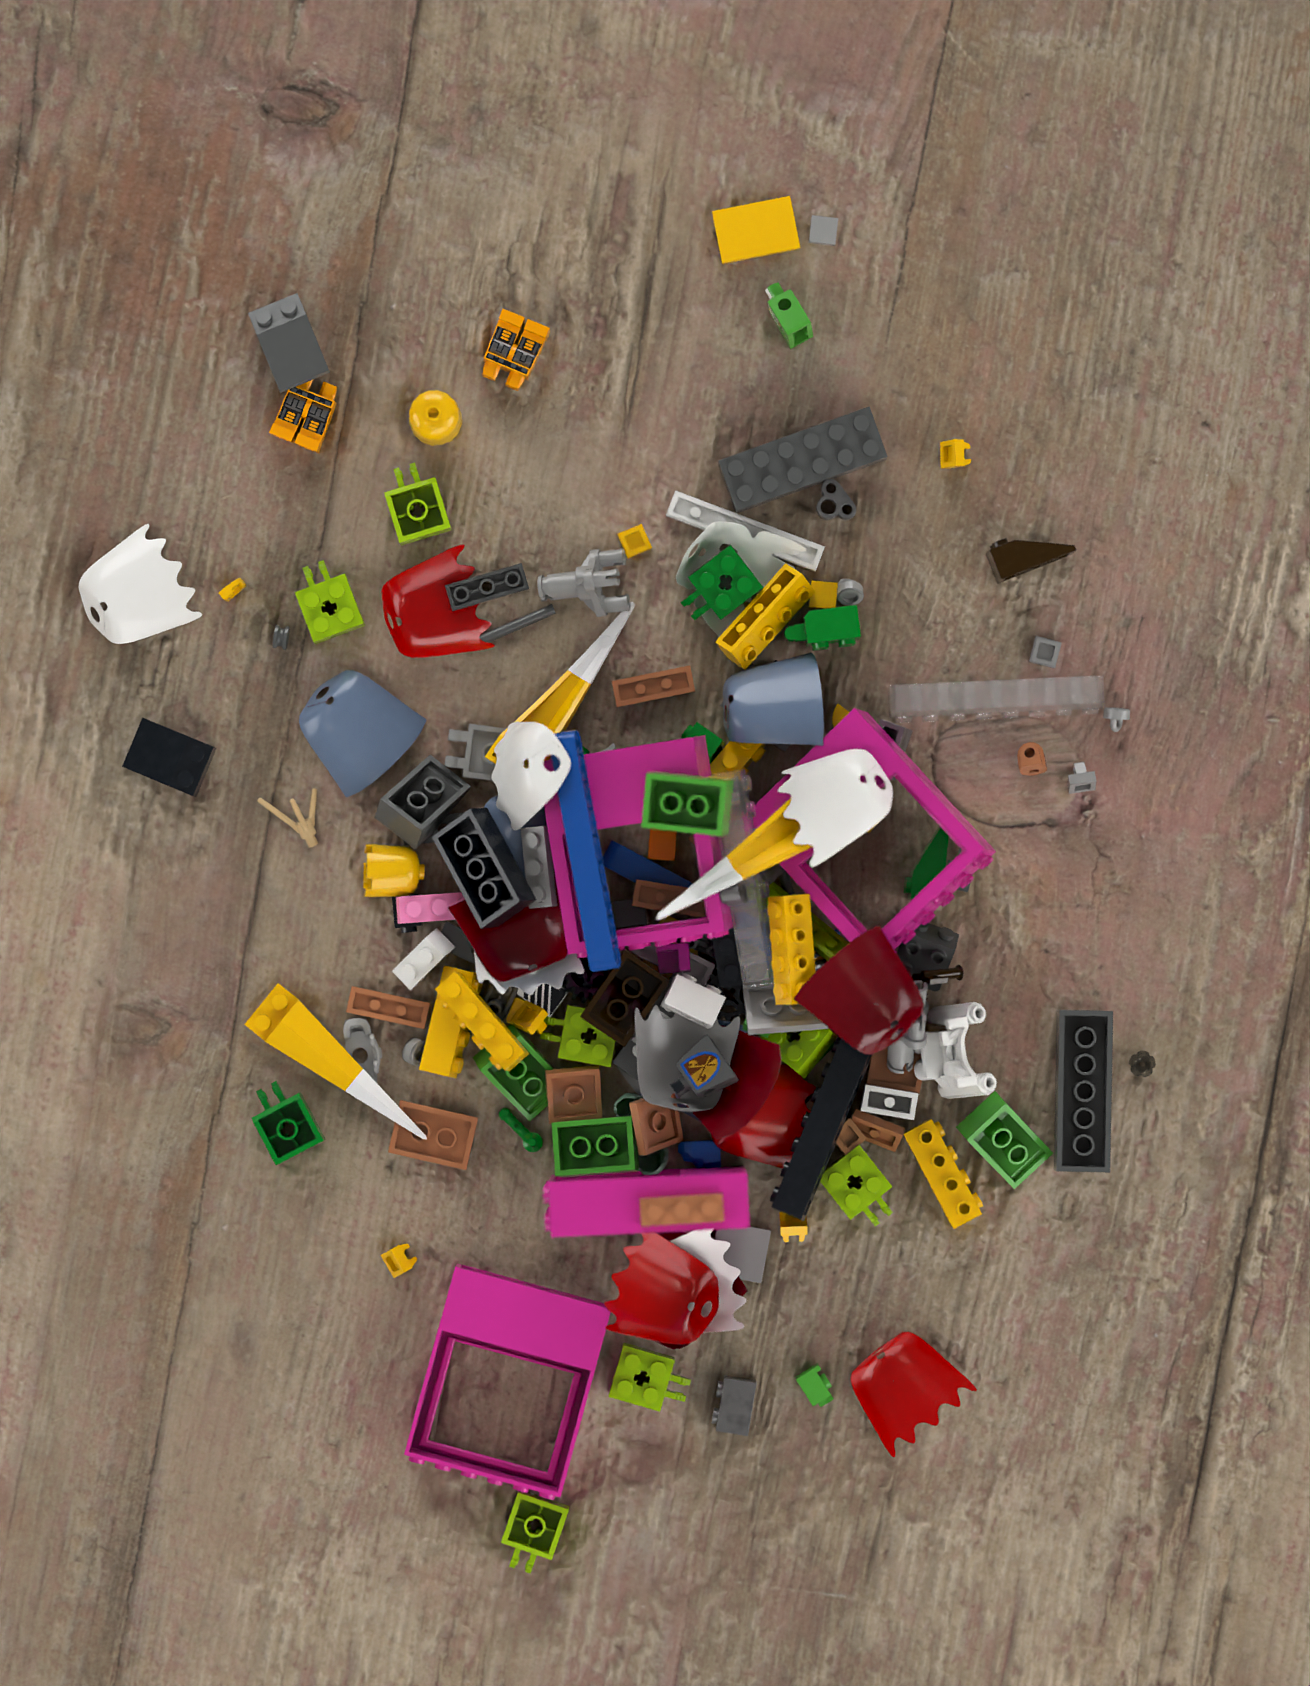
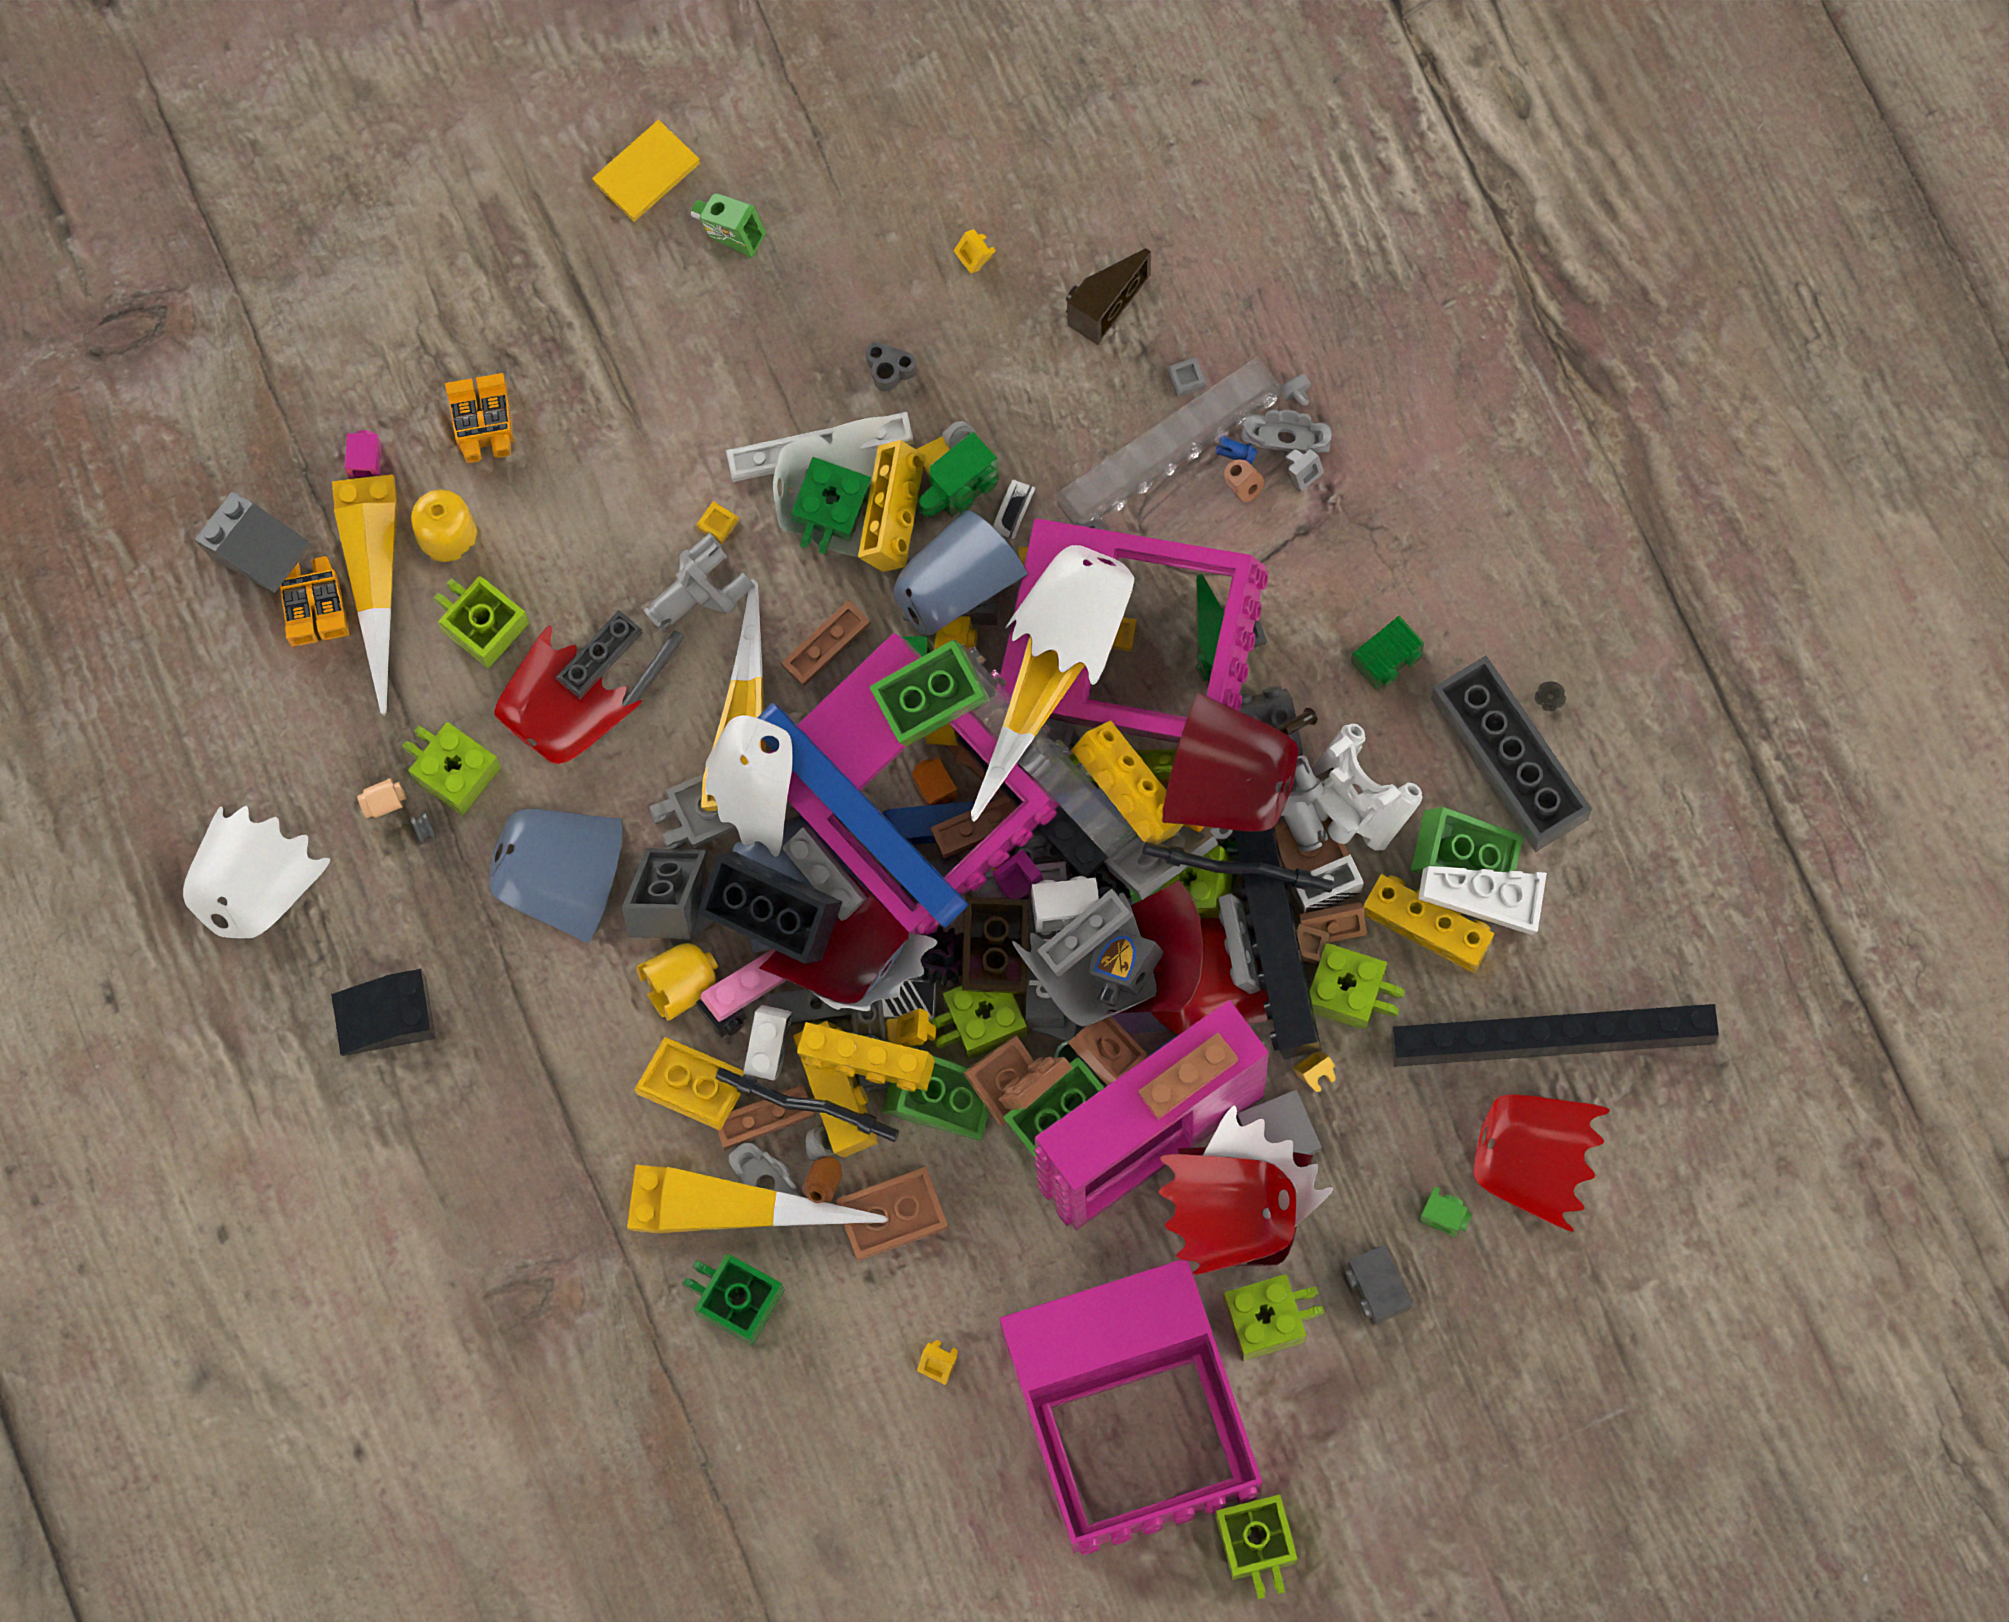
camera: 25 degrees left, 15 degrees down
(232, 589) = (344, 814): yellow tile -> none
(265, 596) = (381, 798): none -> light nougat brick
(304, 827) = (566, 994): tan plant -> none
(353, 951) = (687, 1083): none -> yellow tile
(378, 383) = (367, 531): none -> yellow plate
(389, 983) = (865, 1123): none -> black bar
(400, 1081) = (822, 1180): none -> dark orange brick
(411, 322) = (363, 454): none -> dark pink brick
(531, 1141) = (996, 1156): green piece -> none
(588, 1114) = (1041, 1077): none -> nougat plate
(691, 1035) = (1085, 933): none -> light grey plate
(791, 1023) = (1299, 878): none -> black bar
(796, 1108) = (1238, 944): none -> light grey plate
(802, 460) = (830, 344): dark grey brick -> none
(823, 230) = (711, 131): light grey tile -> none
(854, 670) = (1013, 509): none -> sticker
(975, 1311) = (1554, 1035): none -> black brick
(1000, 1186) = (1498, 897): none -> white wing
(1042, 735) = (1236, 450): none -> blue pin
(1048, 957) = (1387, 653): none -> green brick
(1102, 756) = (1264, 431): none -> light grey piece

